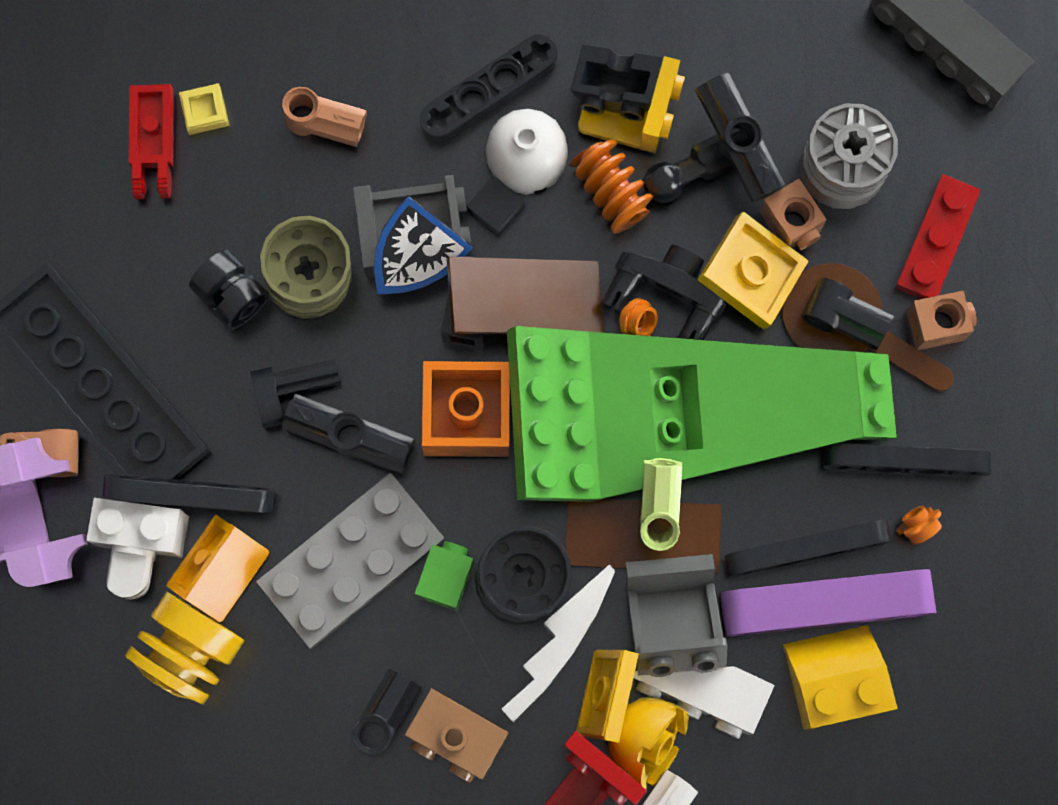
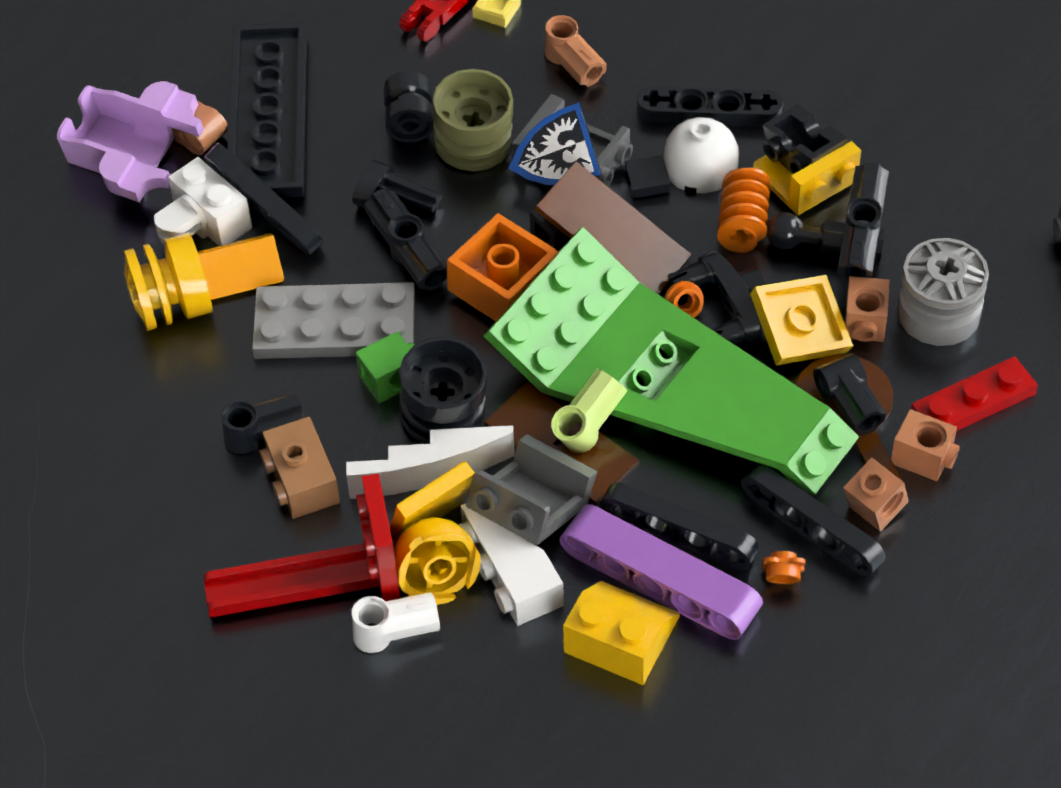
camera: 40 degrees right, 25 degrees down
(944, 402) = (876, 494): none -> nougat brick

